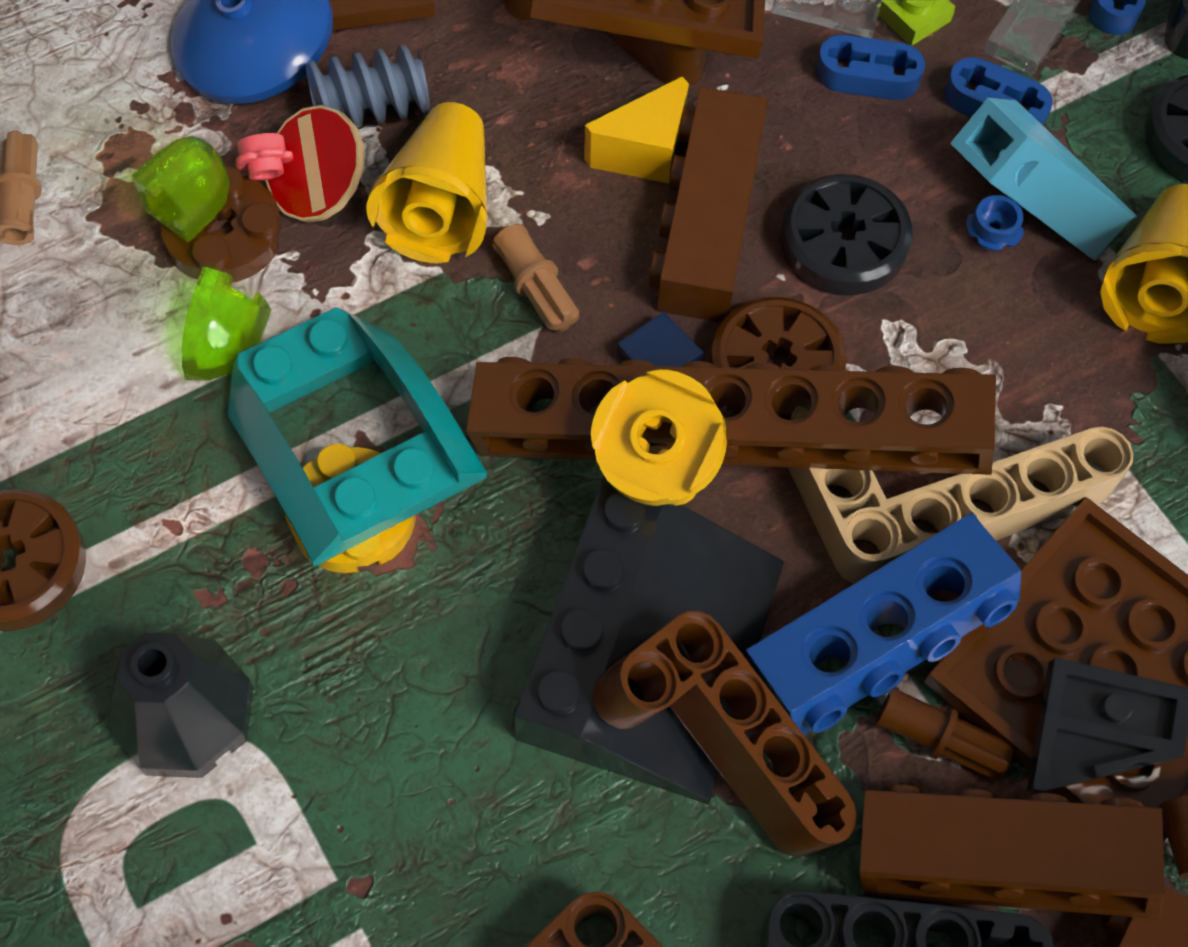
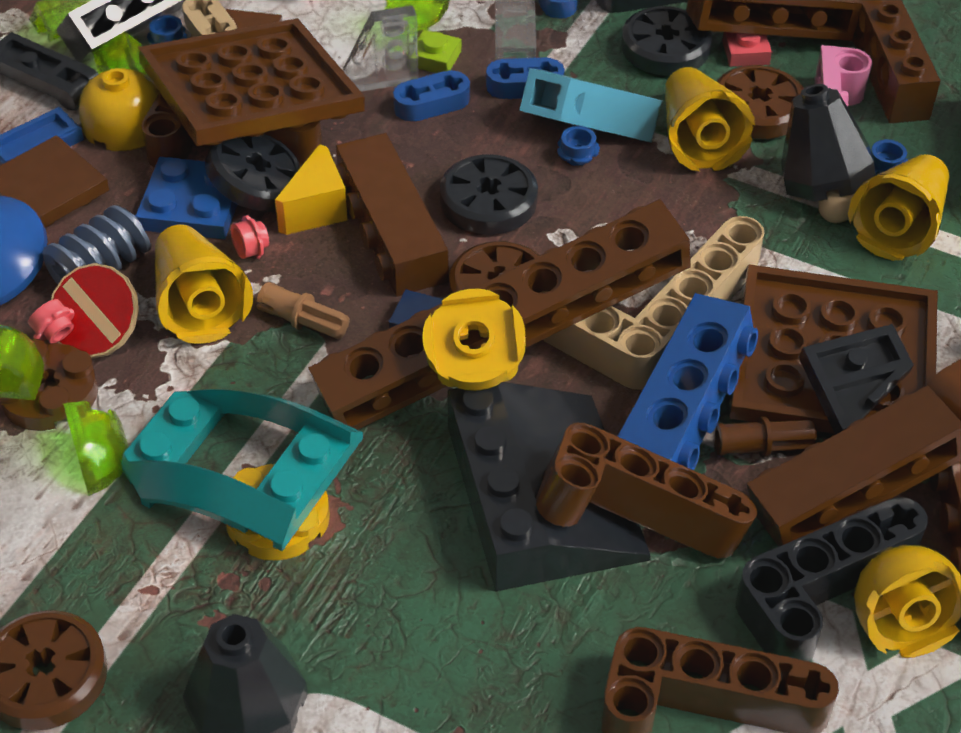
camera: 30 degrees left, 15 degrees down
(515, 69) = (184, 196): none -> blue plate
(540, 154) = (249, 237): none -> coral plate
(565, 72) = (251, 170): none -> black wheel

